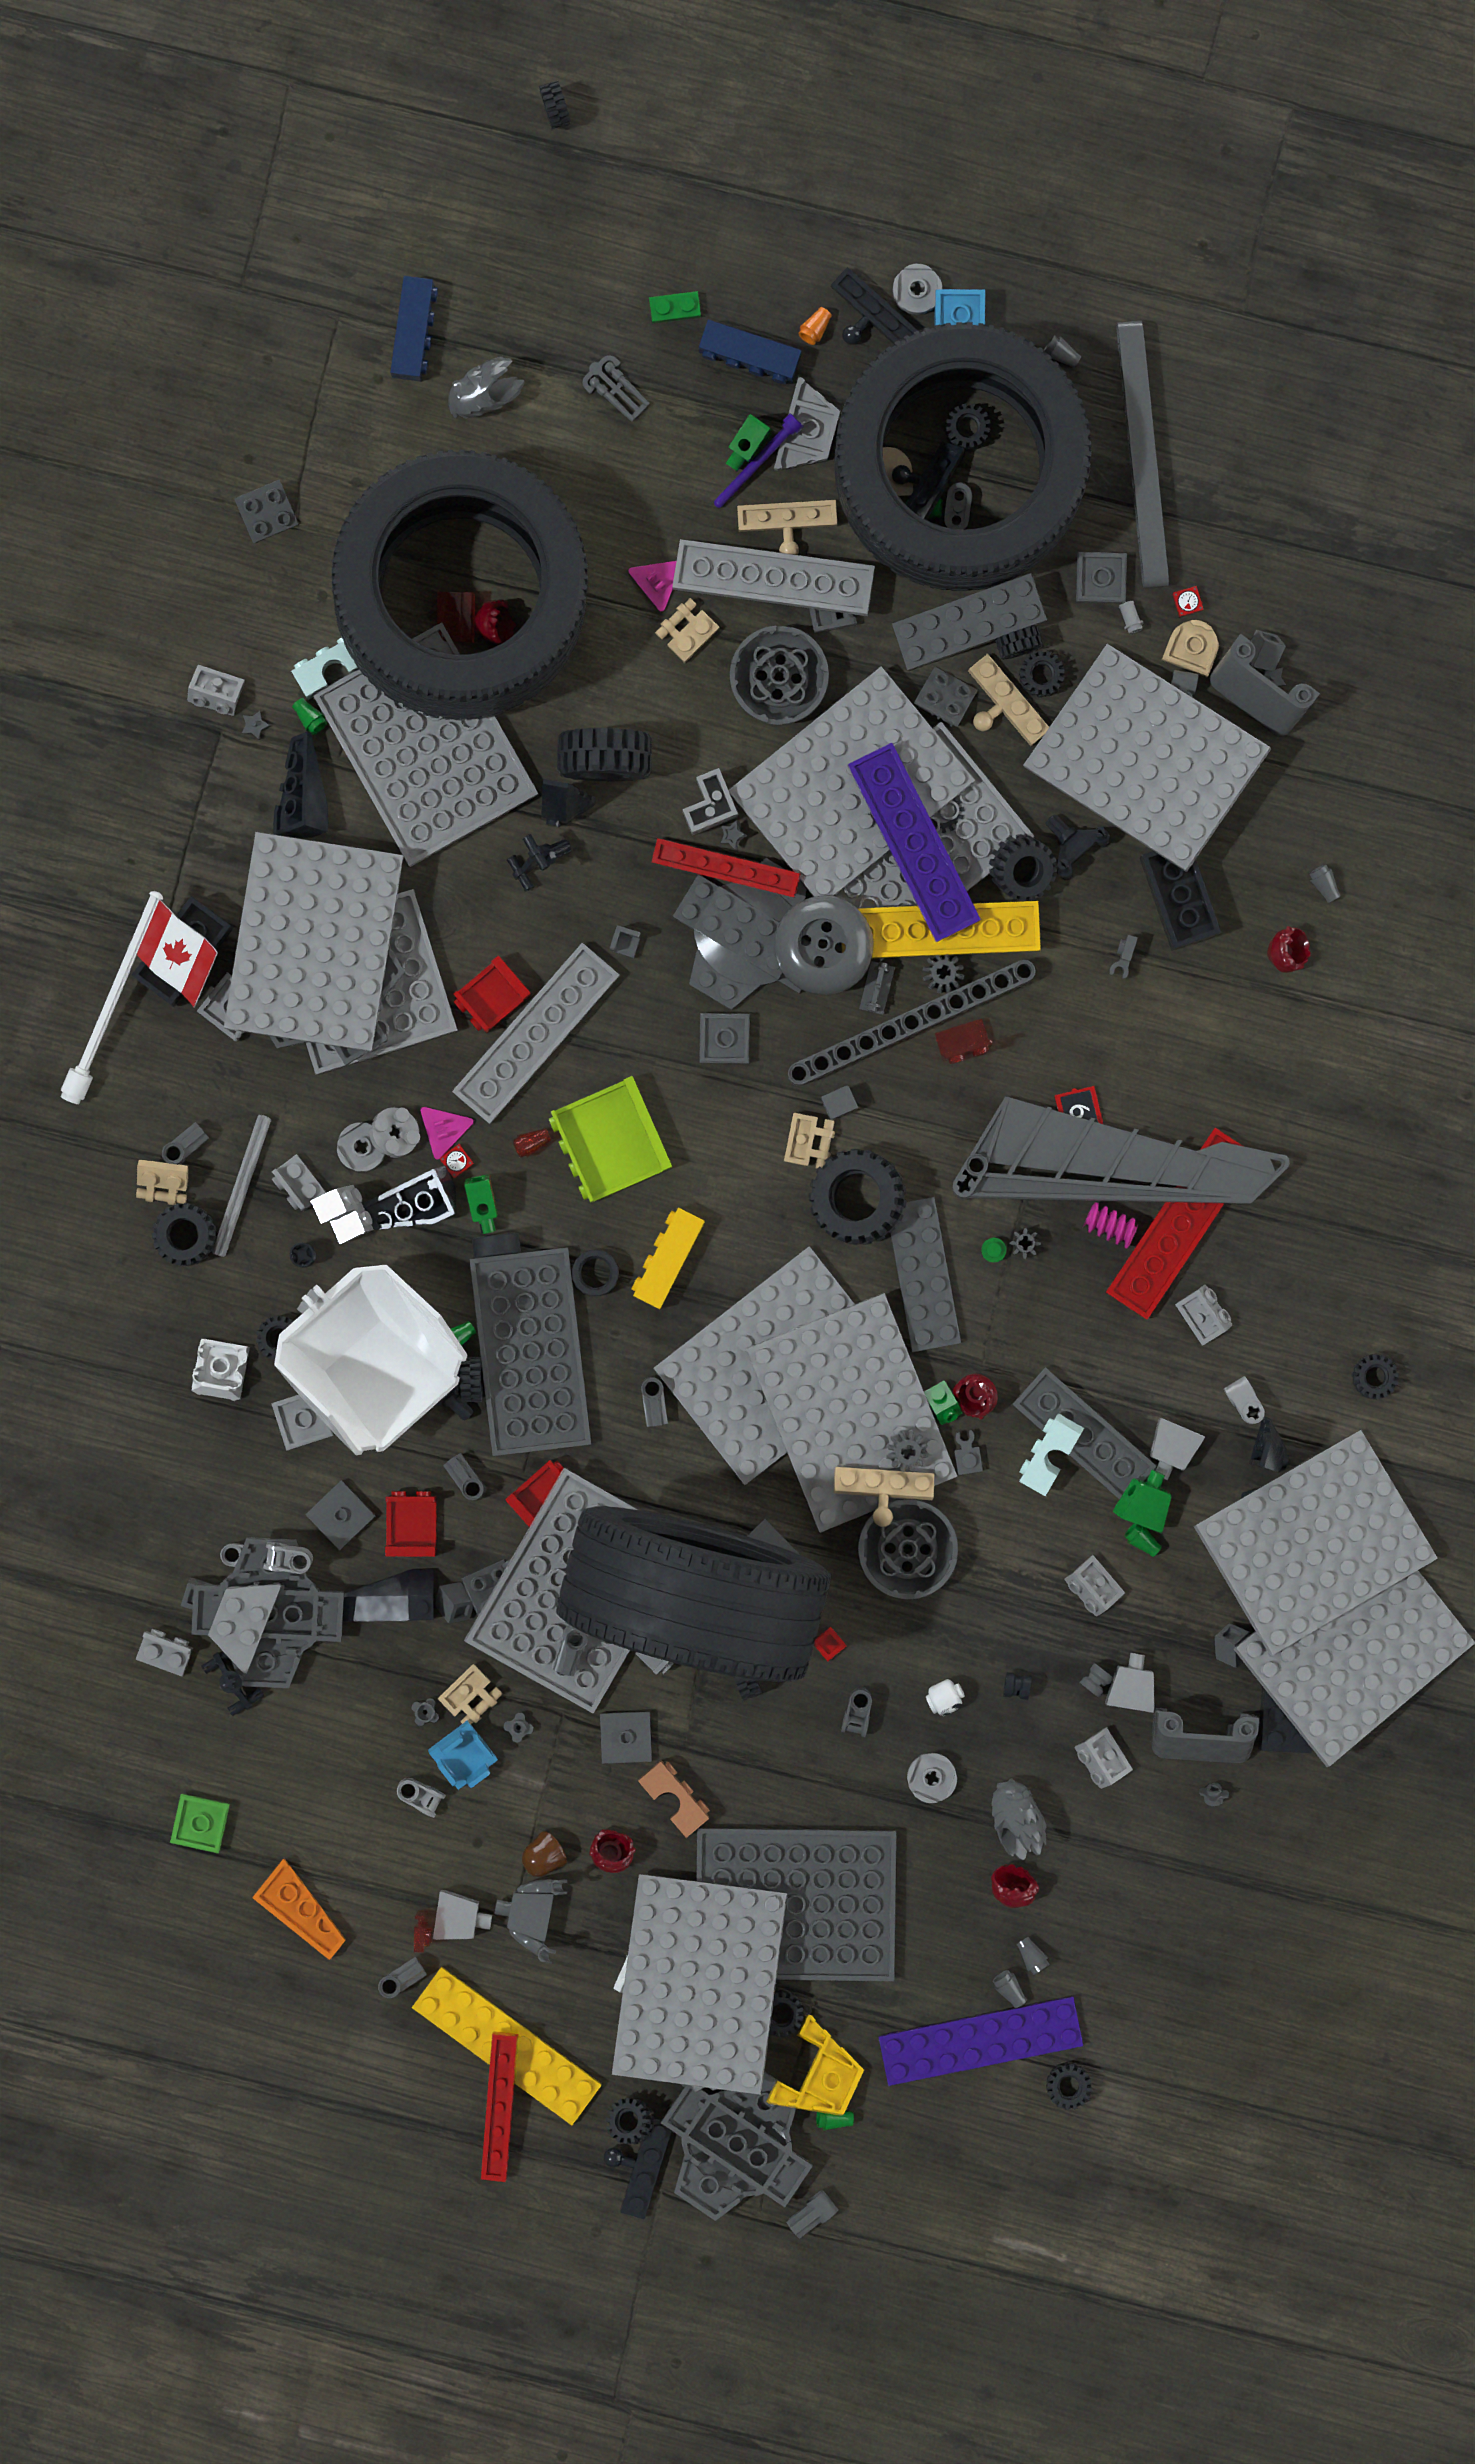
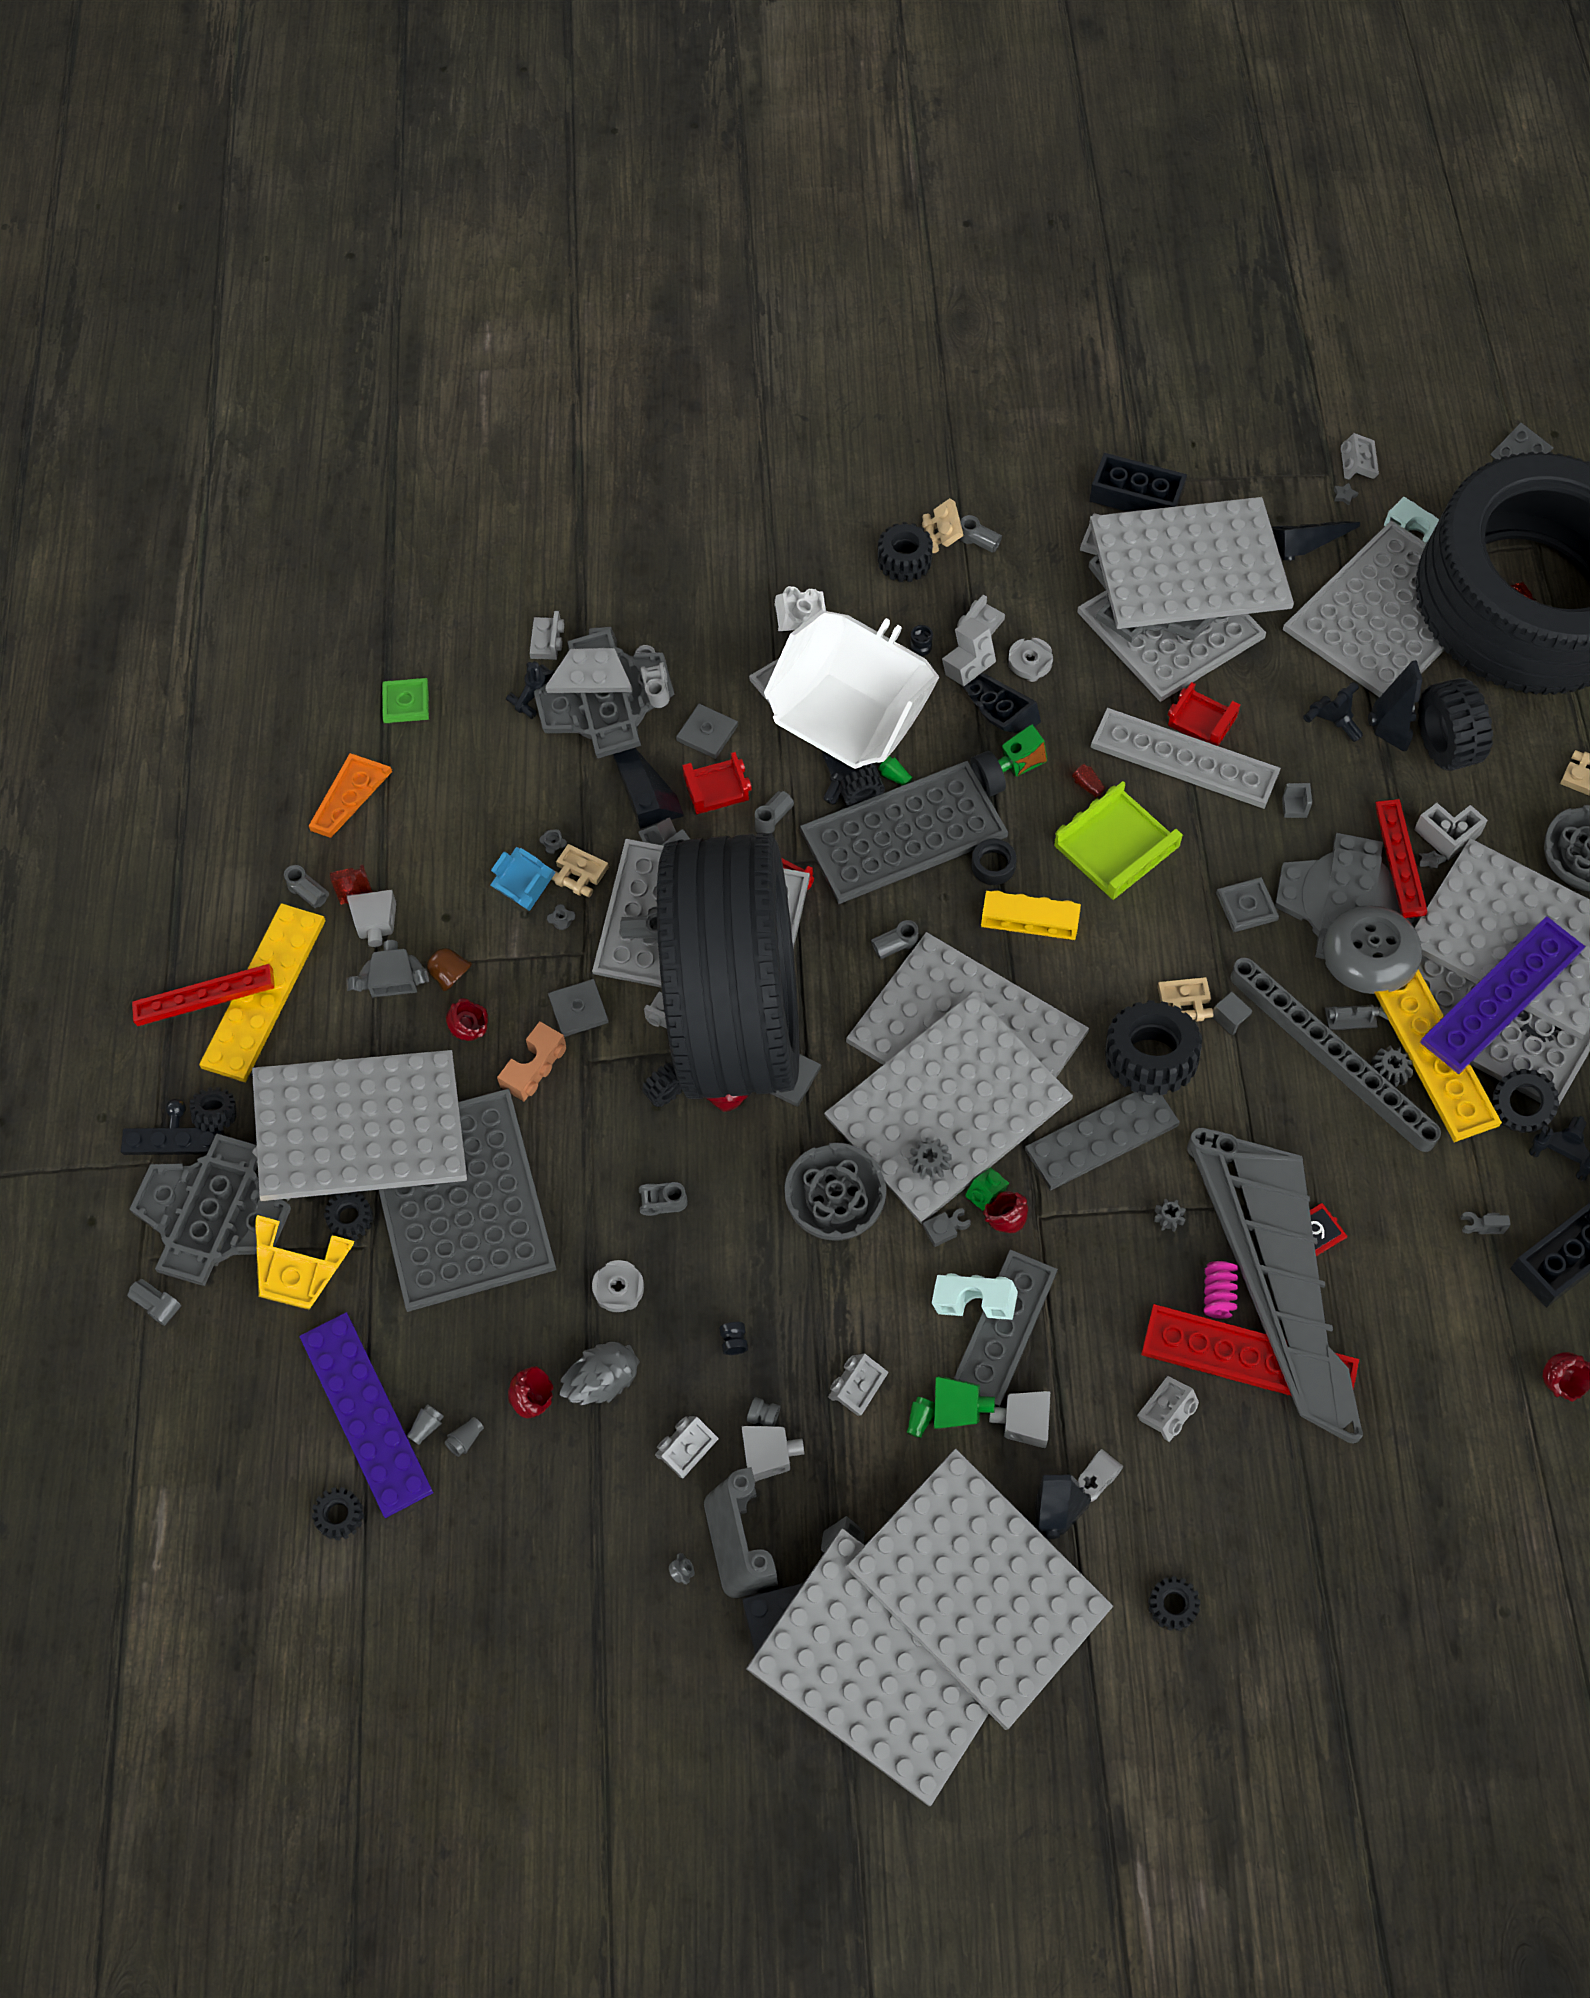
camera: 75 degrees right, 25 degrees down
(172, 953) = (1132, 476): flag -> none
(241, 1185) = (961, 585): light grey axle -> none
(311, 718) = (1371, 526): green cone -> none
(401, 1120) = (1062, 666): light grey plate -> none
(421, 1796) = (475, 859): light grey piece -> none
(443, 1129) = (1070, 716): dark pink piece -> none
(456, 1161) = (1049, 731): tile -> none
(829, 1644) = (720, 1156): red tile -> none
(832, 2121) = (250, 1290): green cone -> none
(883, 1485) = (888, 1148): tan plate -> none
(945, 1697) = (701, 1273): white head -> none
(963, 1040) = (1335, 1104): clear red bracket -> none
(993, 1250) = (1151, 1190): green plate -> none

